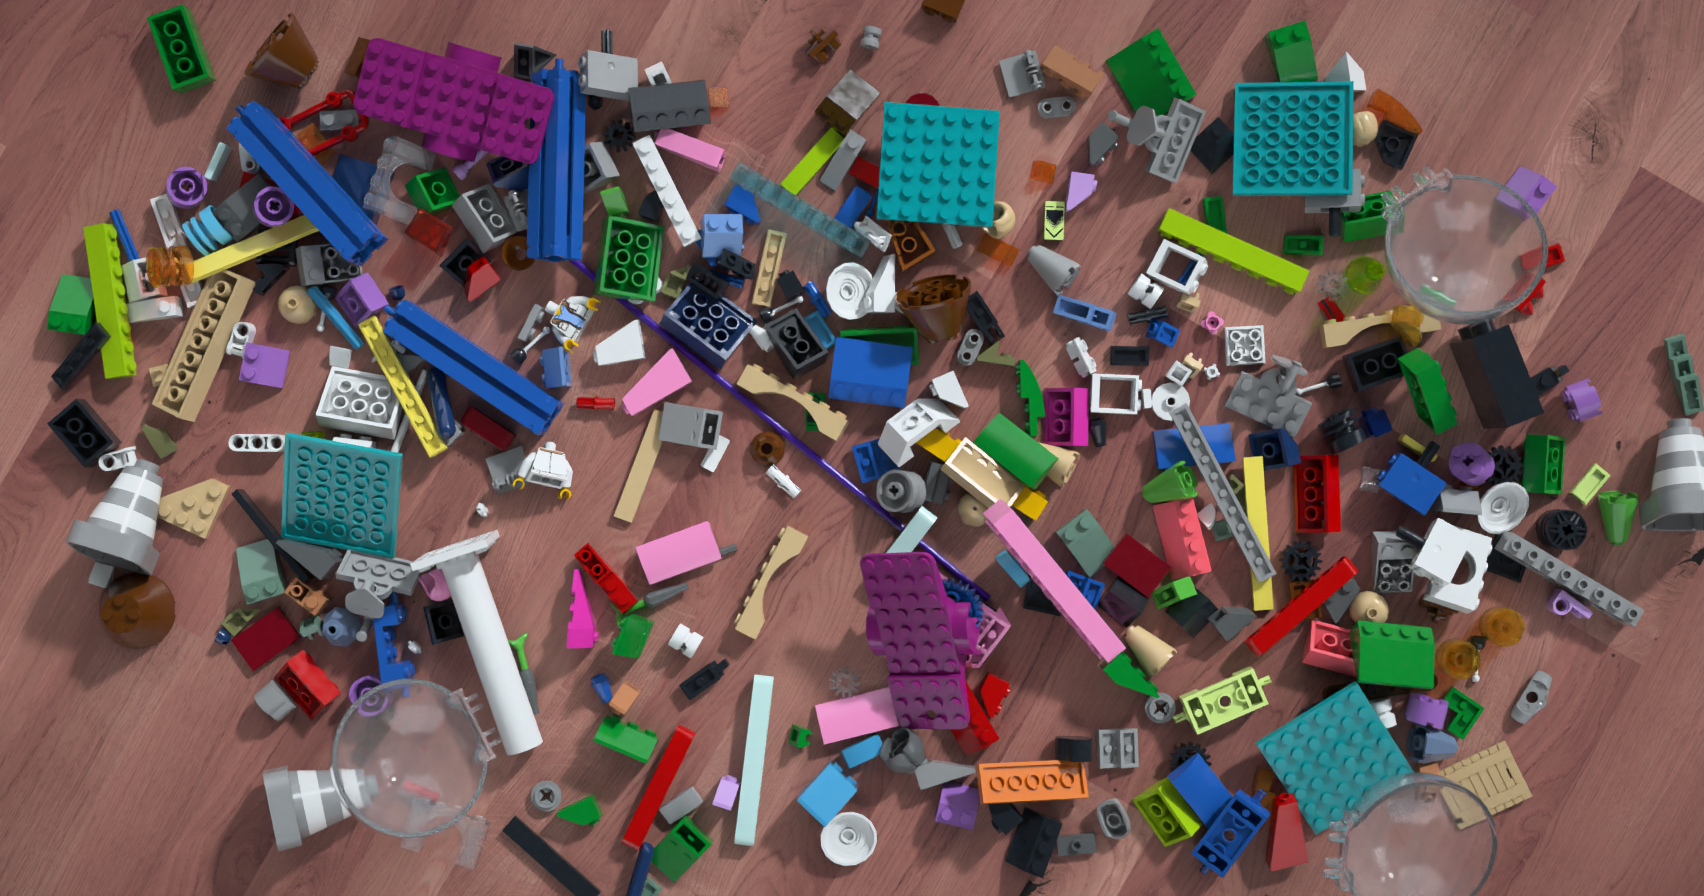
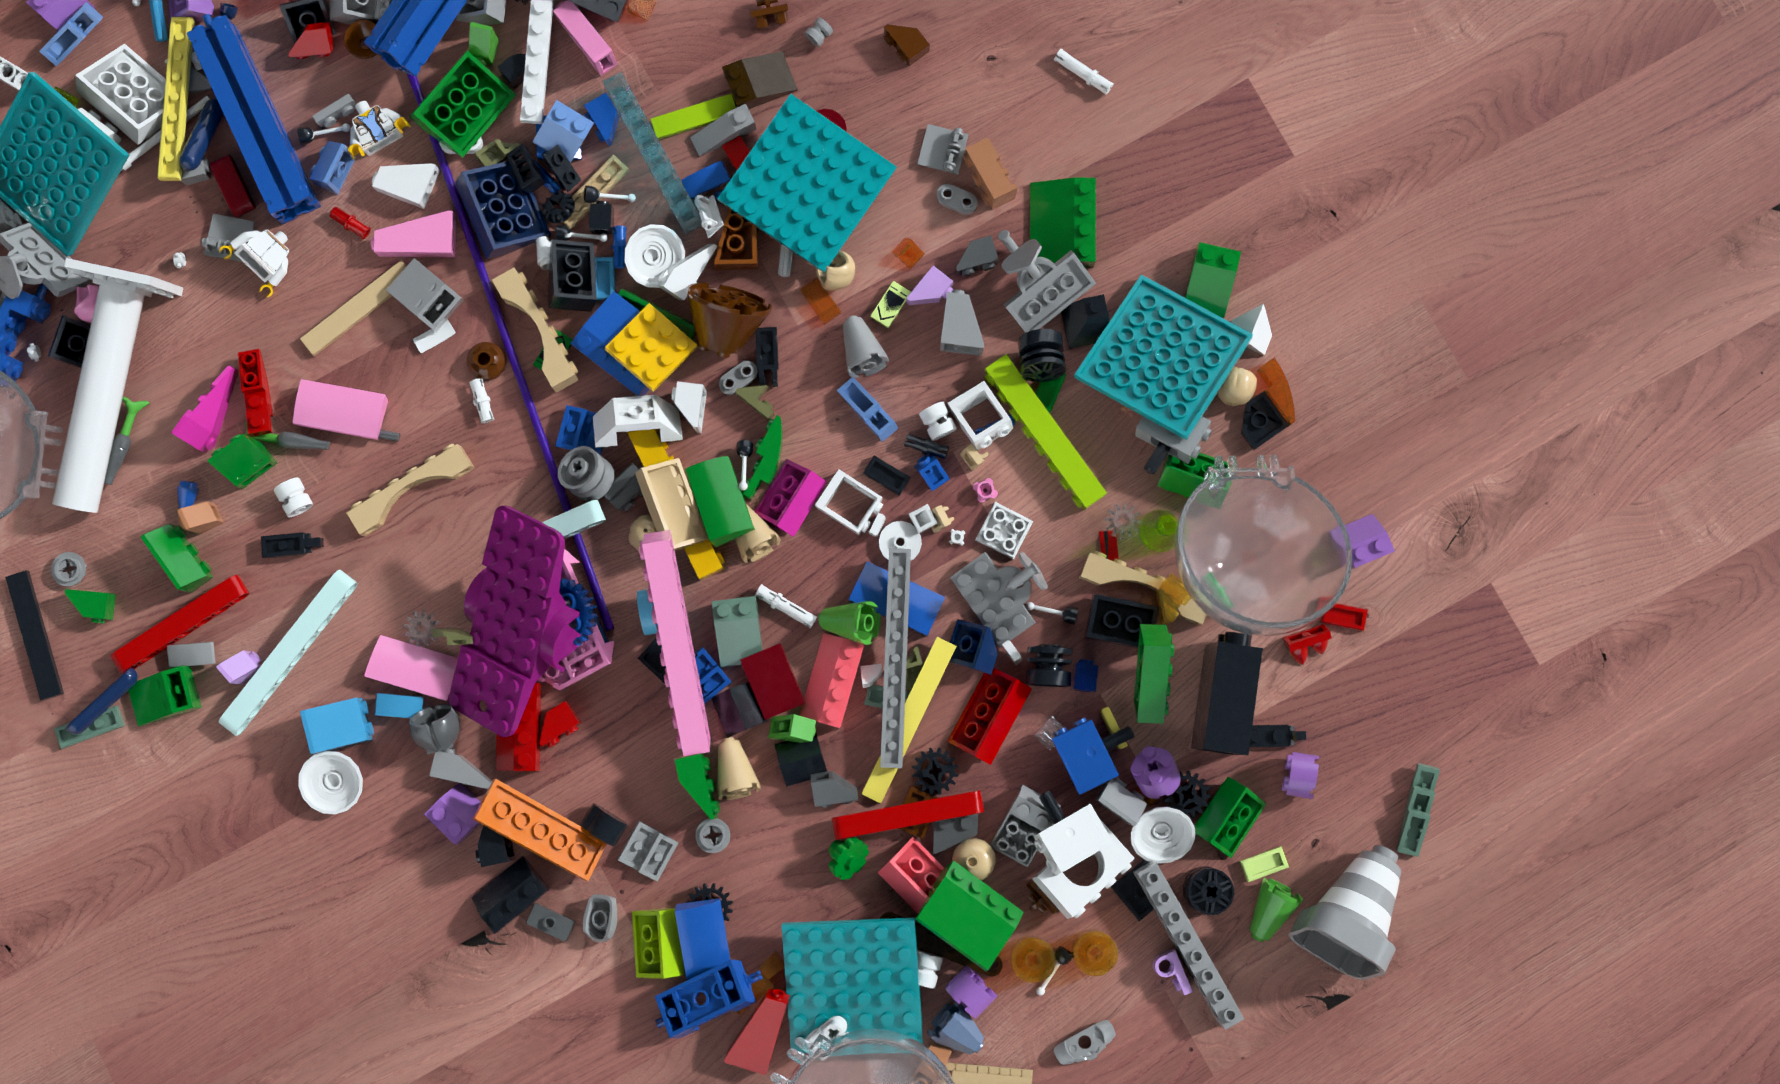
camera: 30 degrees right, 5 degrees down
(287, 383) = (71, 34): none -> medium blue slope
(339, 357) = (137, 39): white slope -> none
(755, 303) = (557, 215): none -> black gear
(772, 271) = (592, 194): none -> hinge
(798, 736) = (344, 654): green tile -> none
(877, 673) = (454, 635): none -> olive slope
(893, 364) = (651, 347): none -> yellow plate
(1009, 400) = (744, 450): none -> hinge
(1079, 349) = (841, 439): white hinge -> none
(1098, 431) = (812, 530): black cone -> none
(1112, 502) = (784, 605): none -> white pin
(1120, 206) = (960, 326): none -> light grey slope
(1198, 193) = (1041, 355): none -> black wheel
(1203, 706) = (753, 859): yellowish green brick -> none
(1272, 664) = (847, 857): none -> green plant
(1304, 245) = (1118, 468): green slope -> none
(1308, 436) = (1012, 652): none -> white tile
(1338, 803) = (833, 1027): none -> white piece
(1466, 712) = (1011, 1018): green plate -> none

